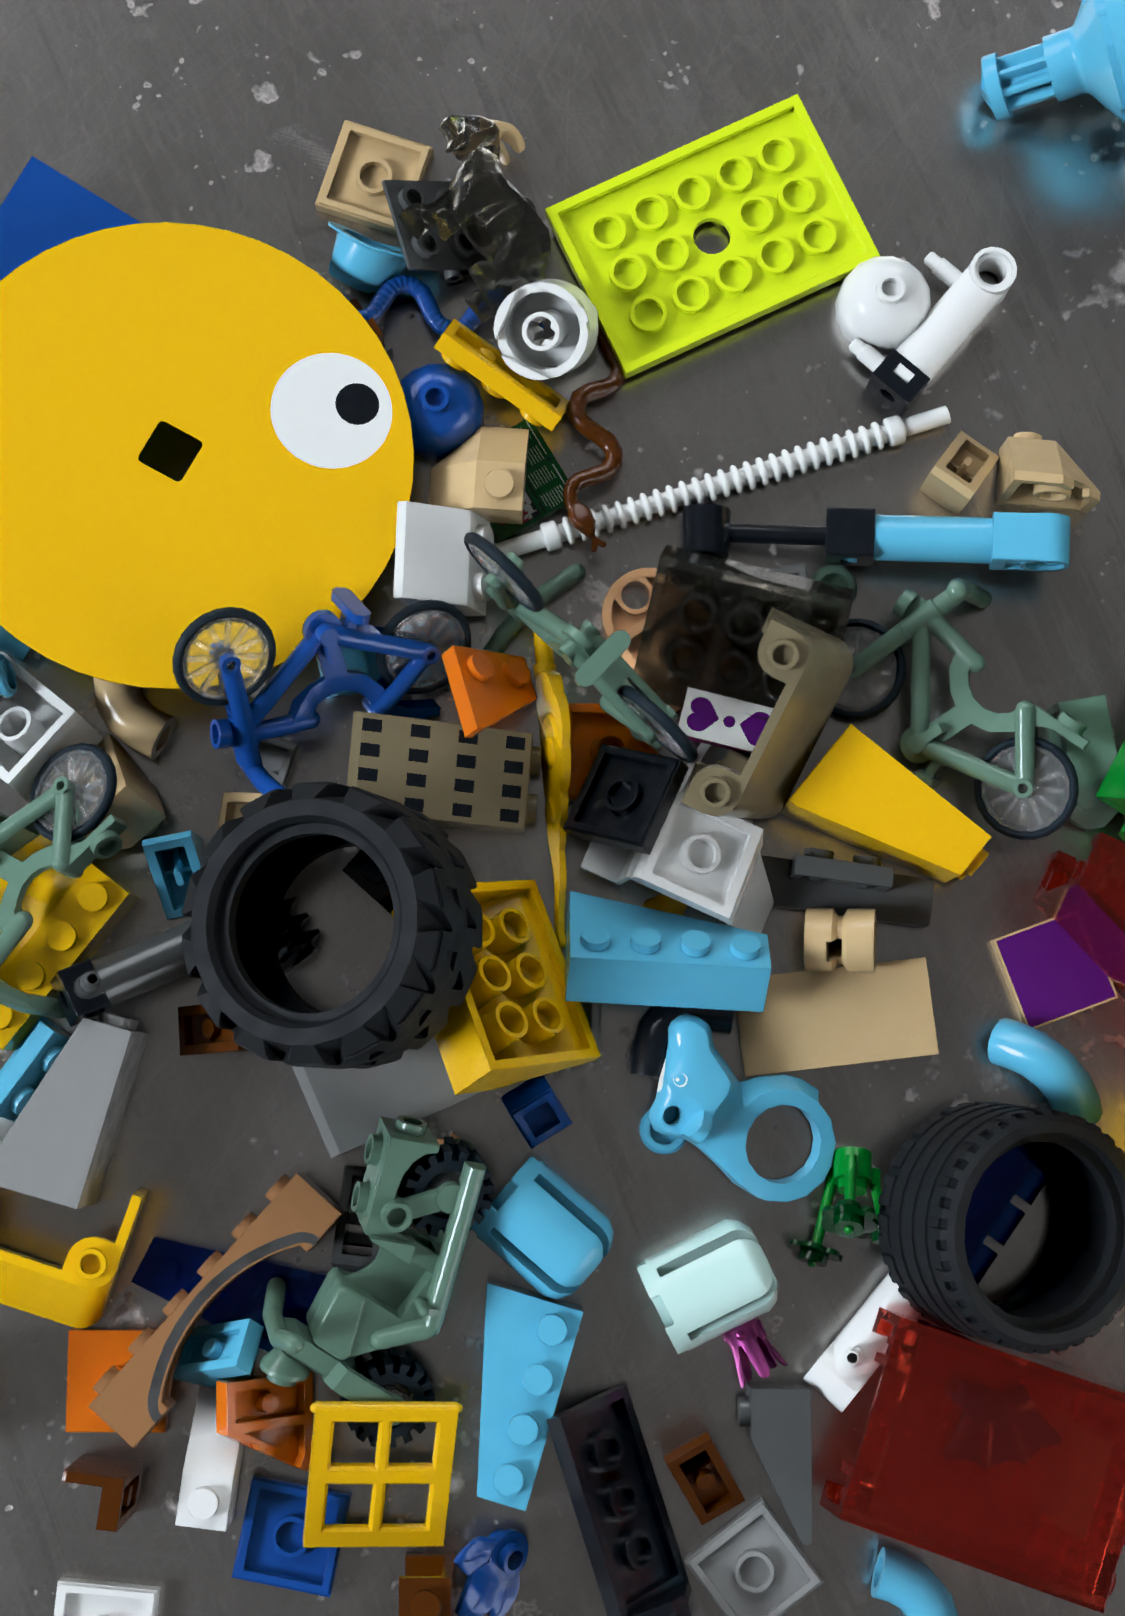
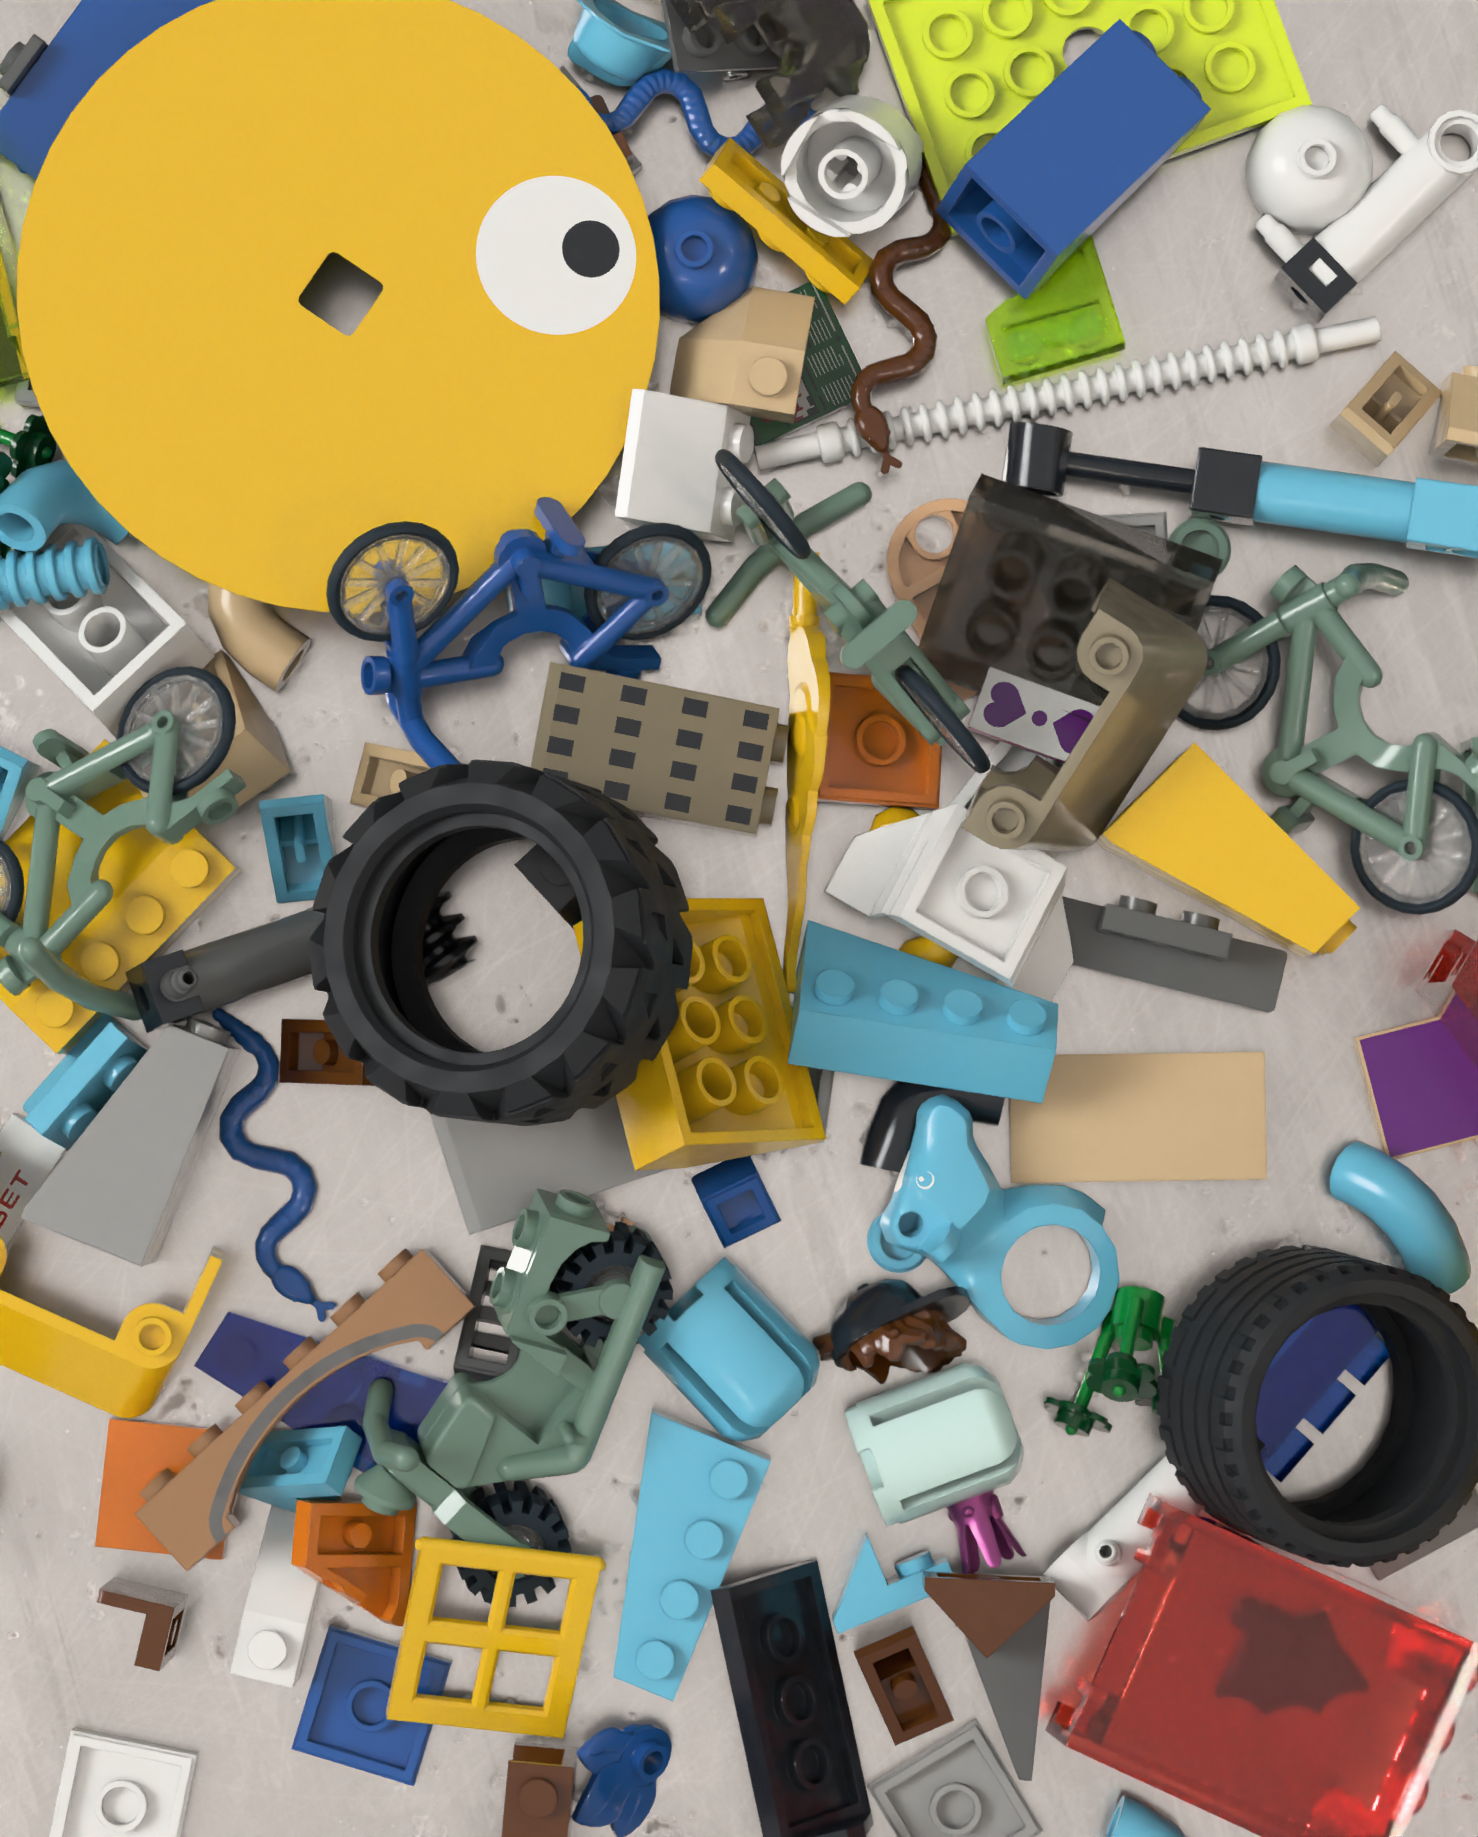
camera: 10 degrees right, 5 degrees up
(196, 1206) = (285, 1278): none -> blue animal
(279, 758) = (444, 708): light grey tile -> none
(487, 686) = (726, 641): orange wing -> none
(626, 798) = (892, 809): black tile -> none
(668, 1196) = (895, 1327): none -> hair
(672, 1409) = (871, 1595): none -> medium azure slope
(707, 307) = (1072, 157): none -> blue slope
(709, 429) = (1059, 323): none -> clear neon green wing
(765, 1409) = (988, 1605): none -> reddish brown slope
(858, 936) = (1154, 1018): tan wheel -> none

